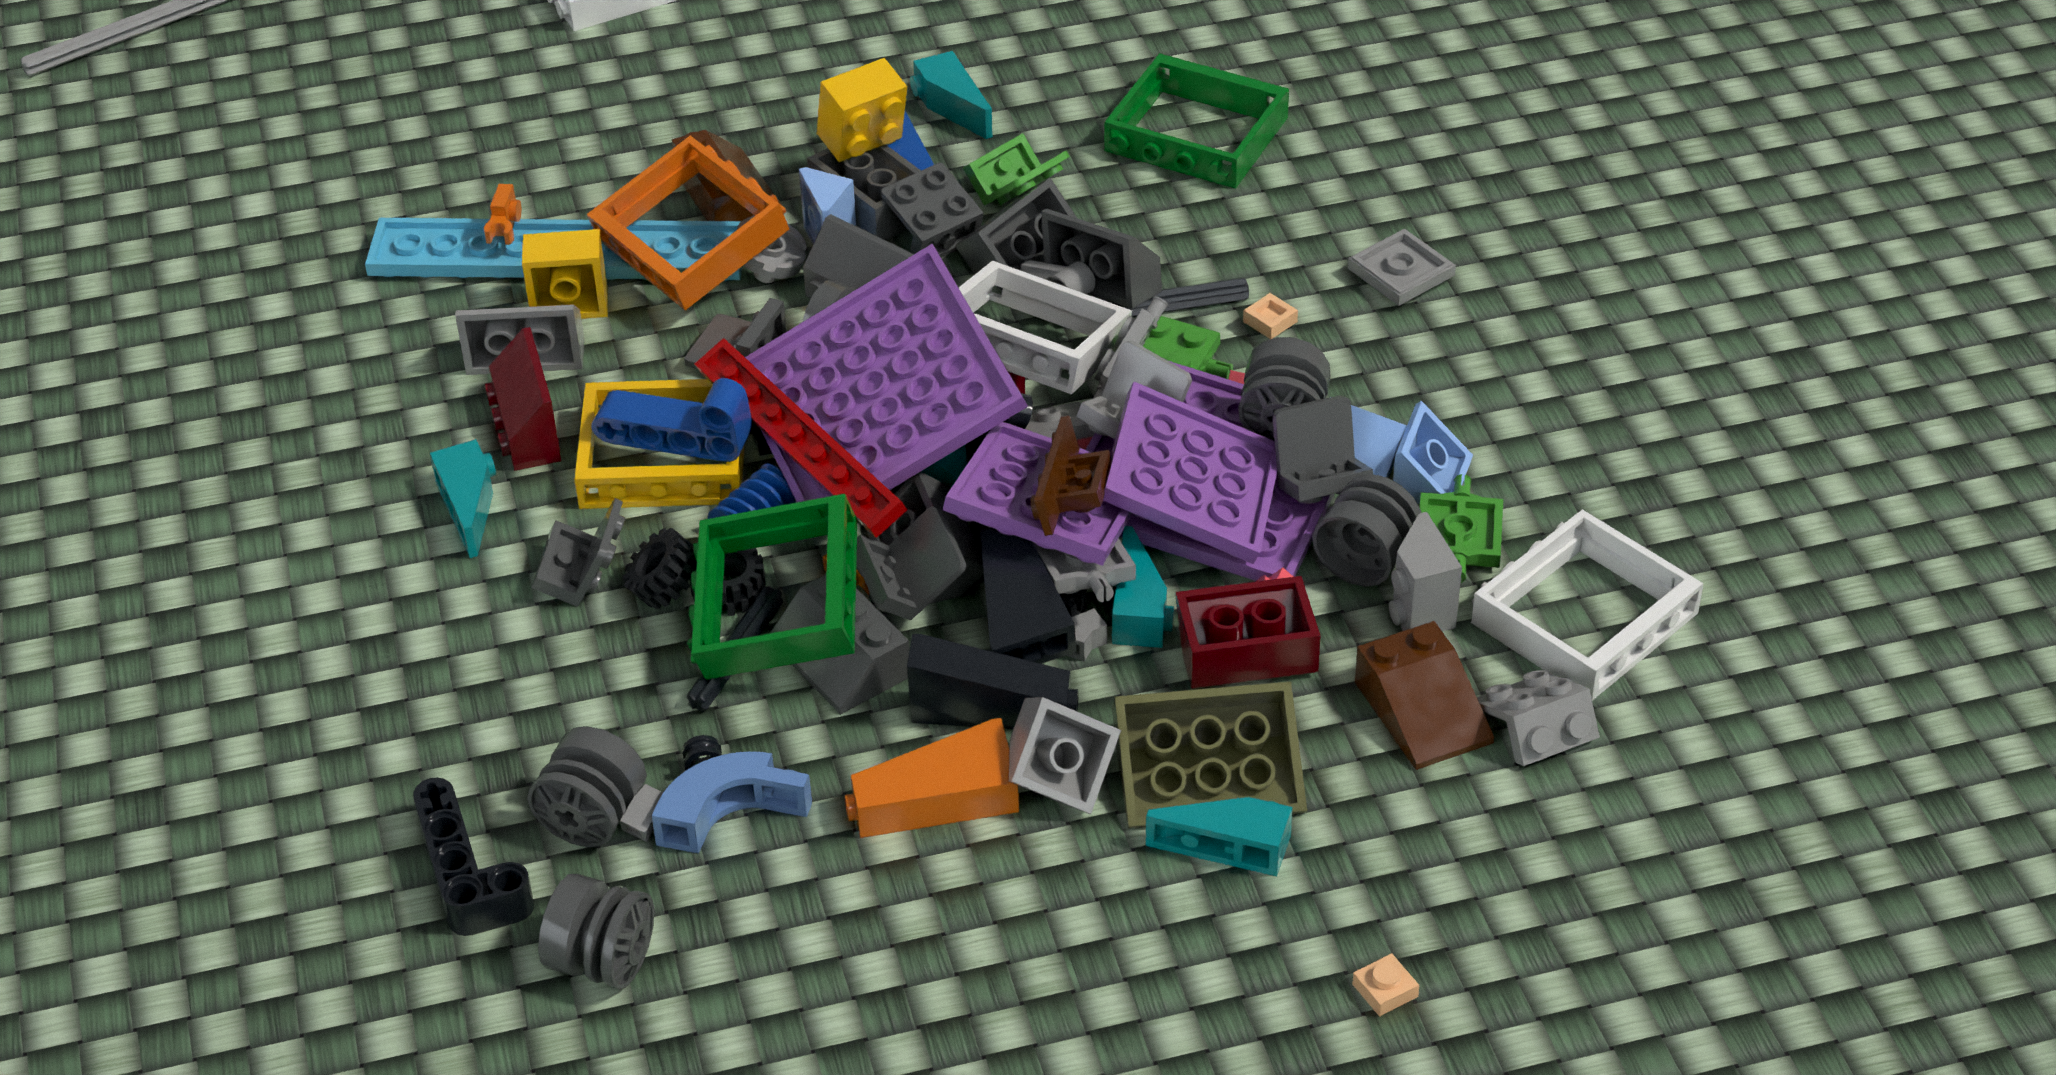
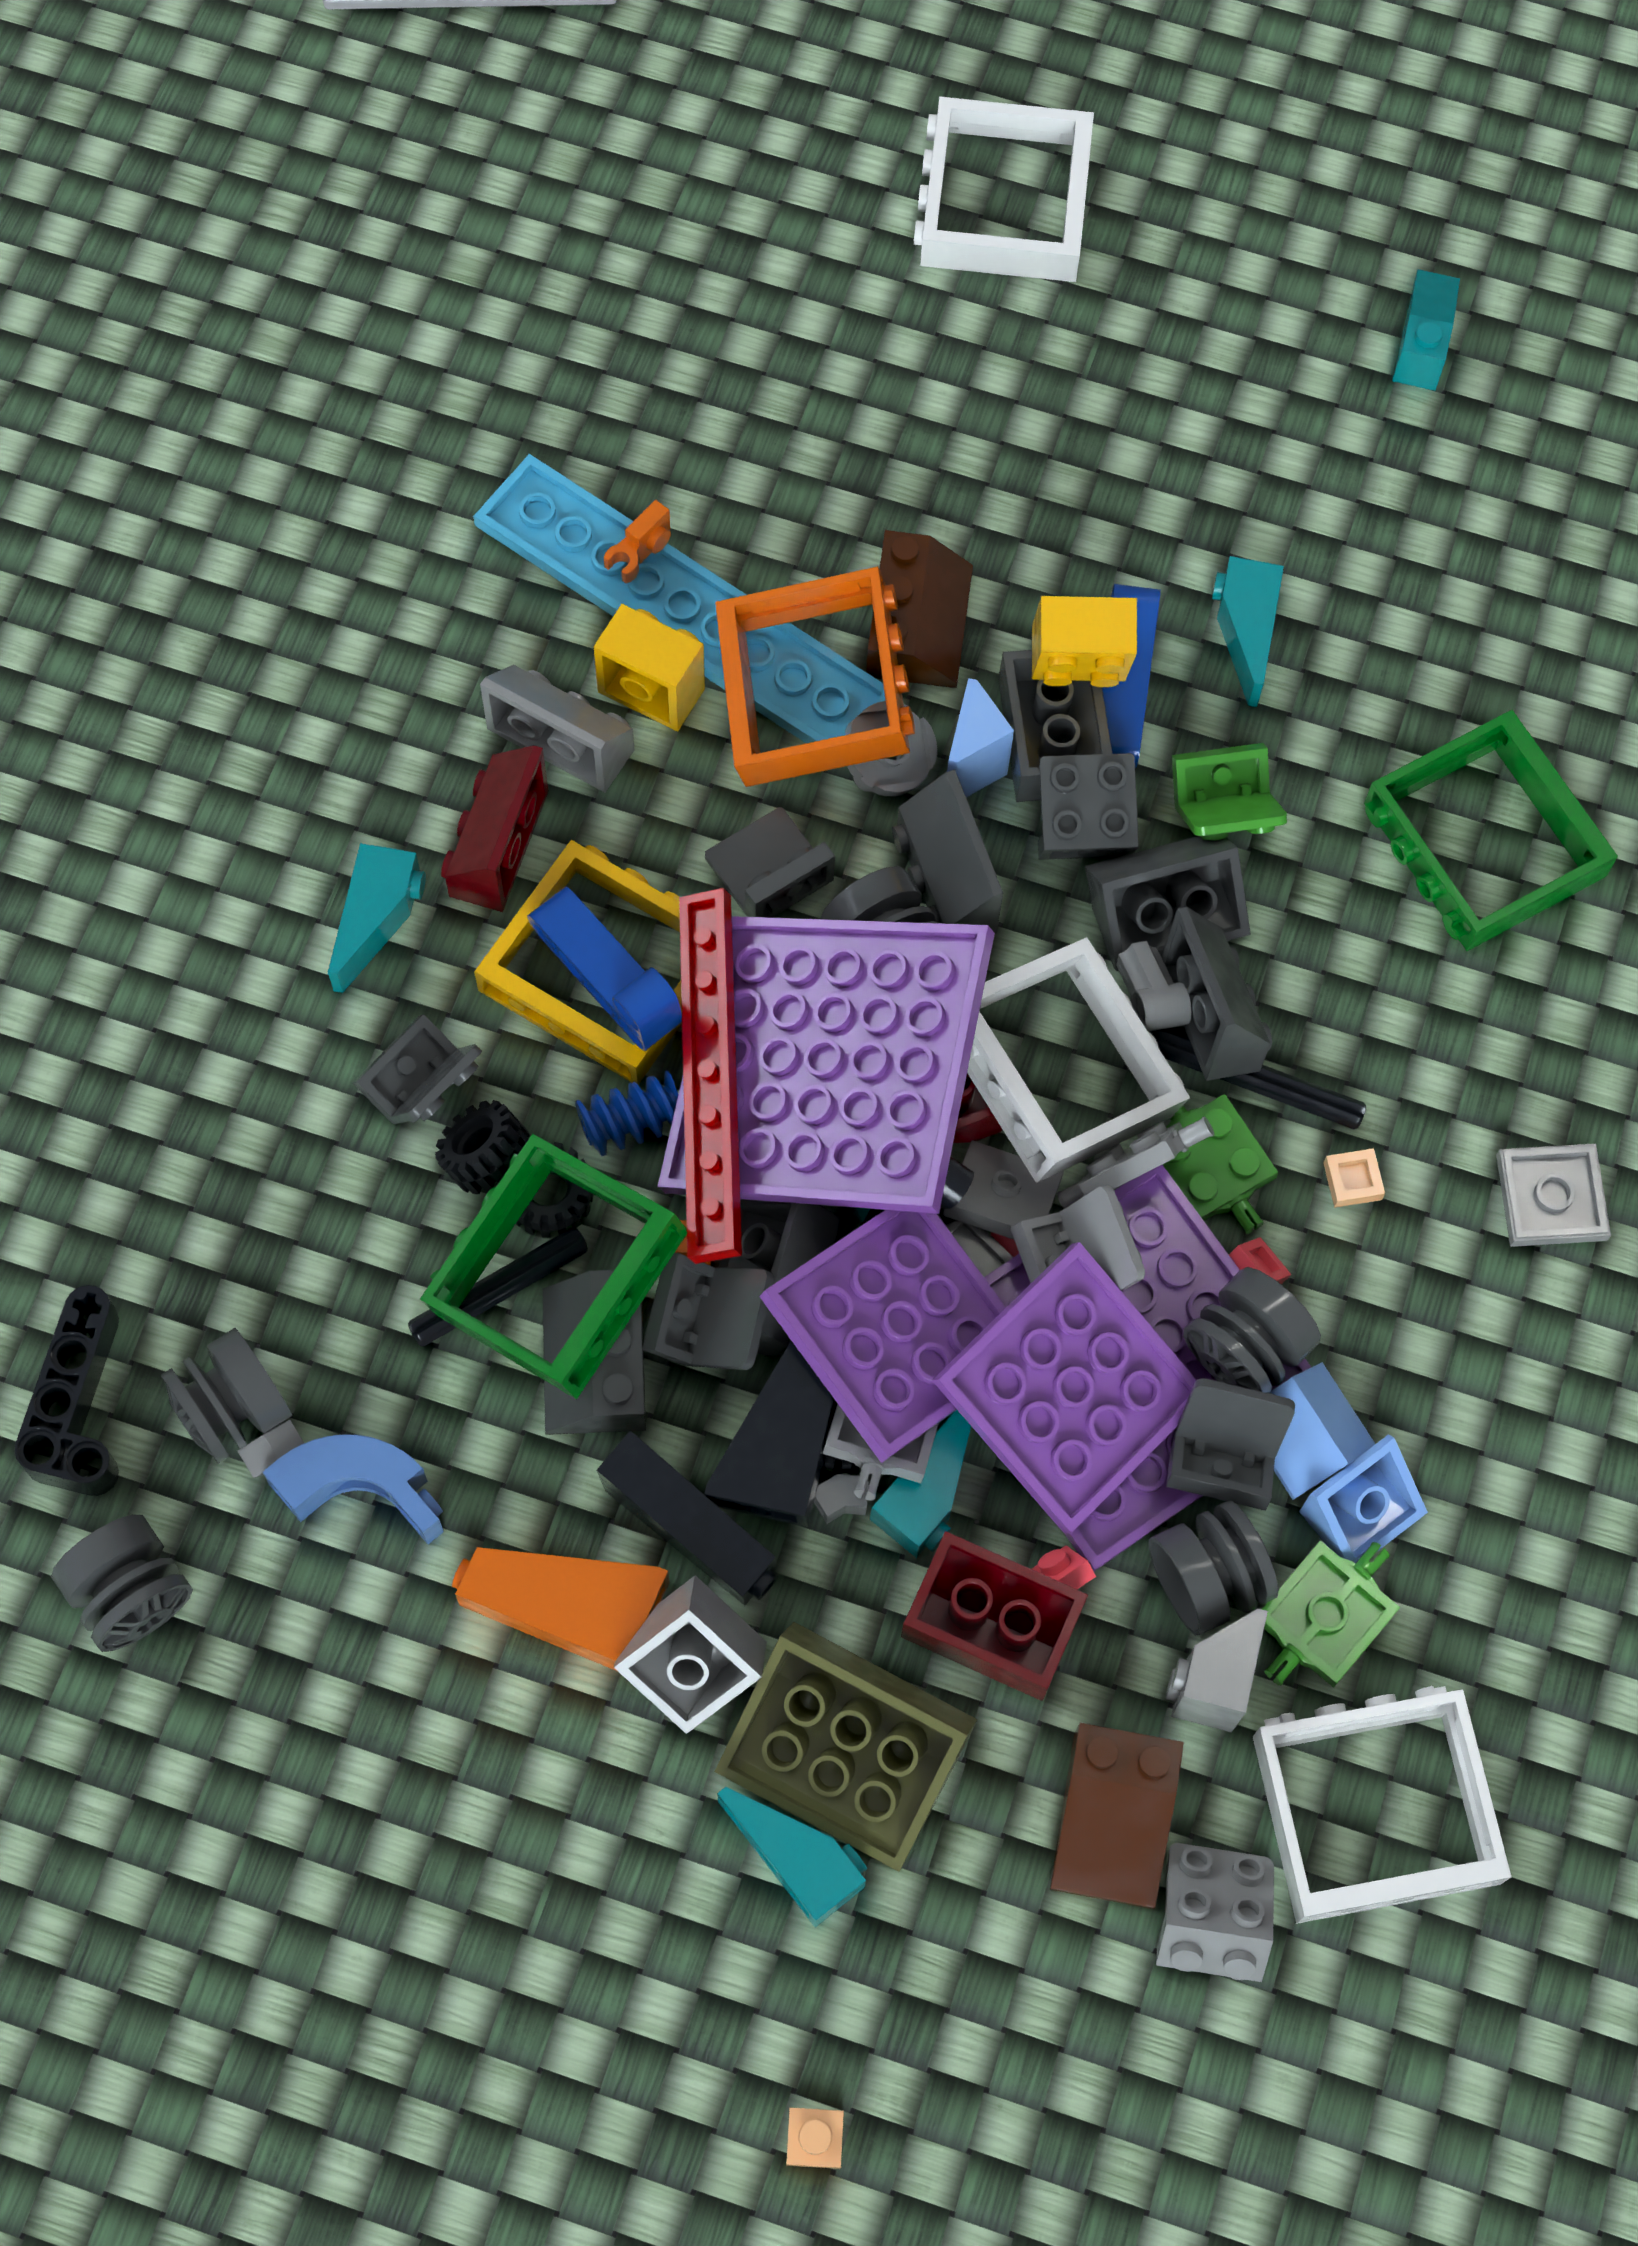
camera: 30 degrees right, 25 degrees up
(700, 746) = (371, 1413): black bush -> none
(1068, 479) = (917, 1339): reddish brown bracket -> none

